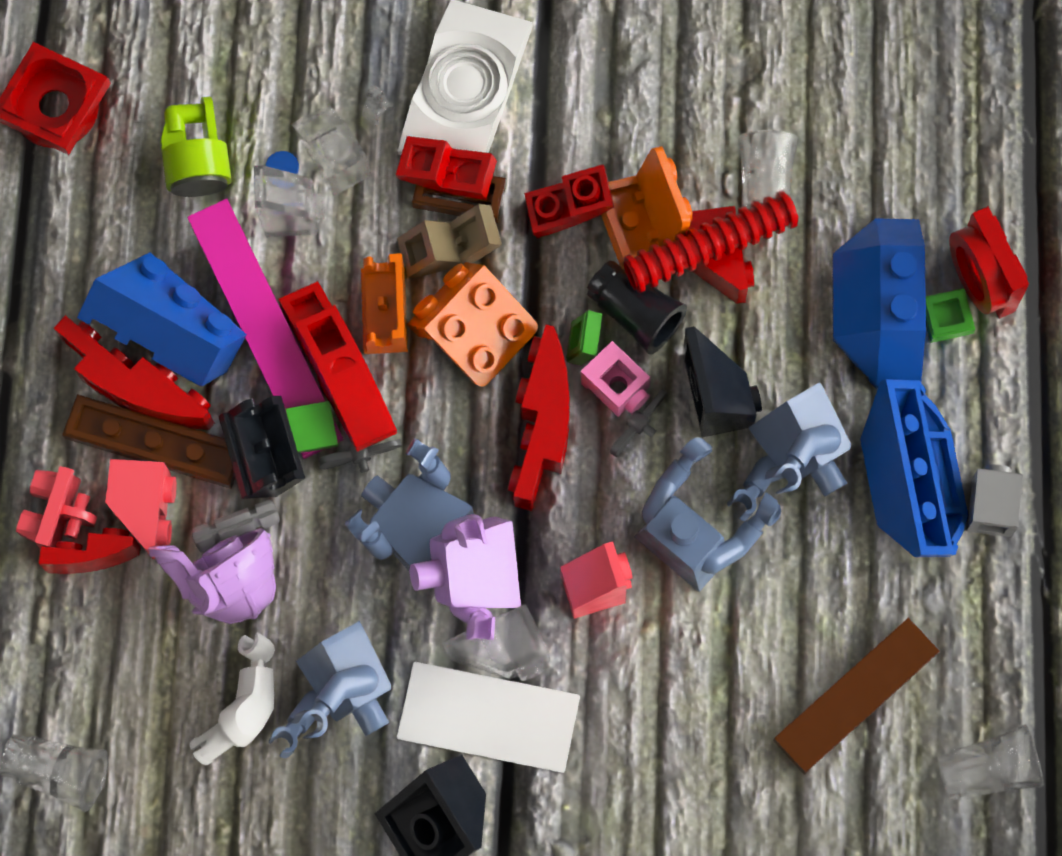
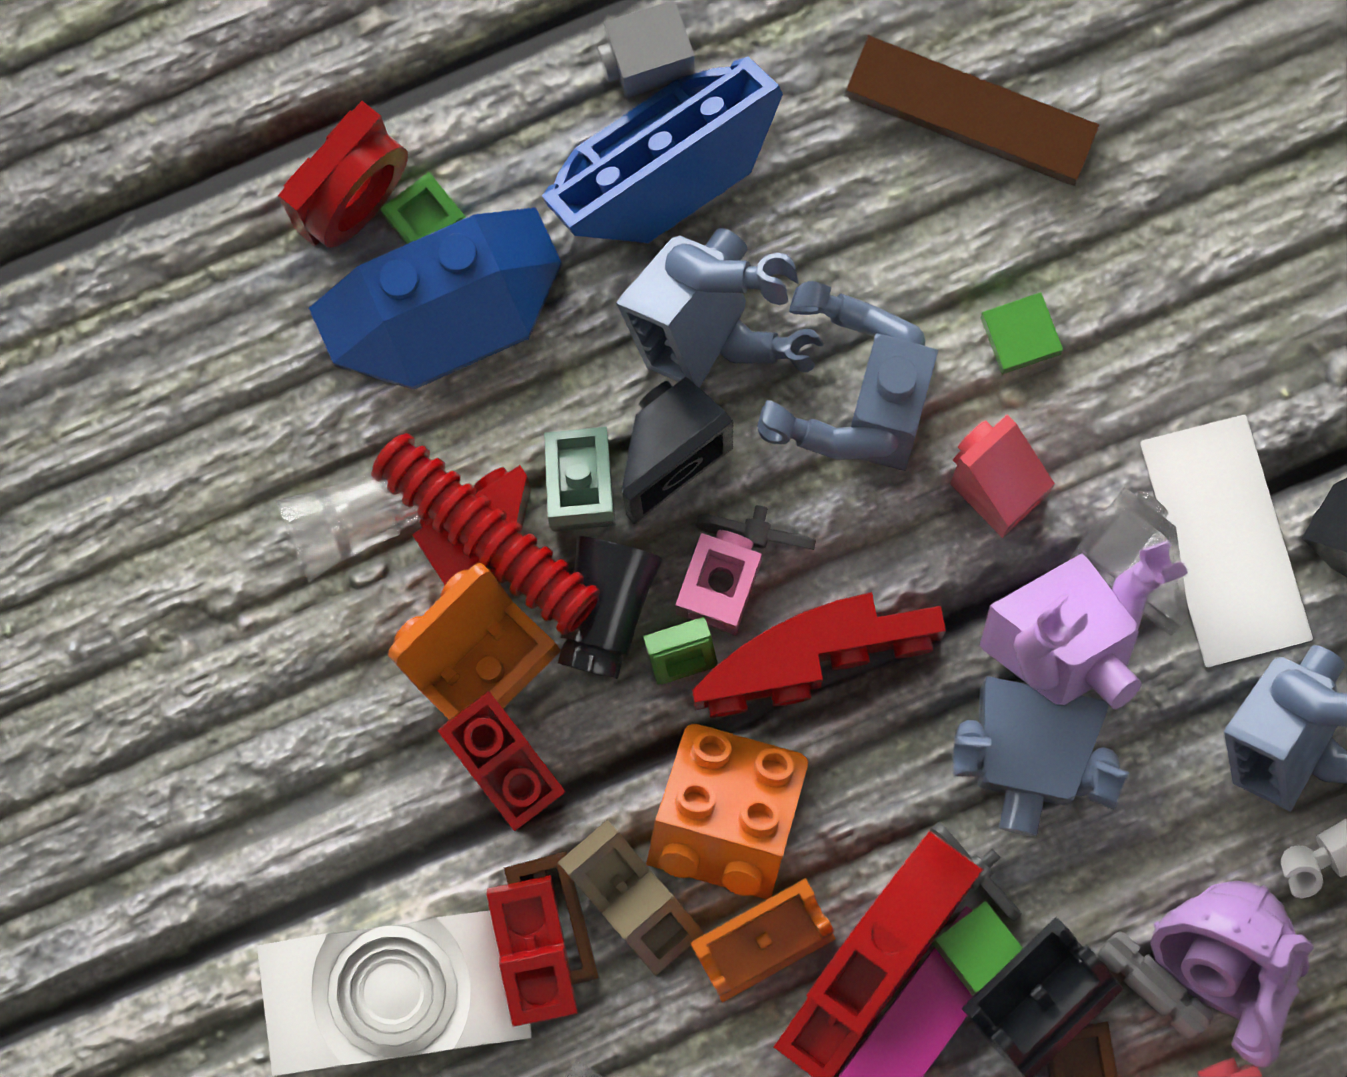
camera: 115 degrees left, 5 degrees up
(688, 652) = (1021, 333): none -> bright green tile
(724, 322) = (578, 479): none -> sand green slope

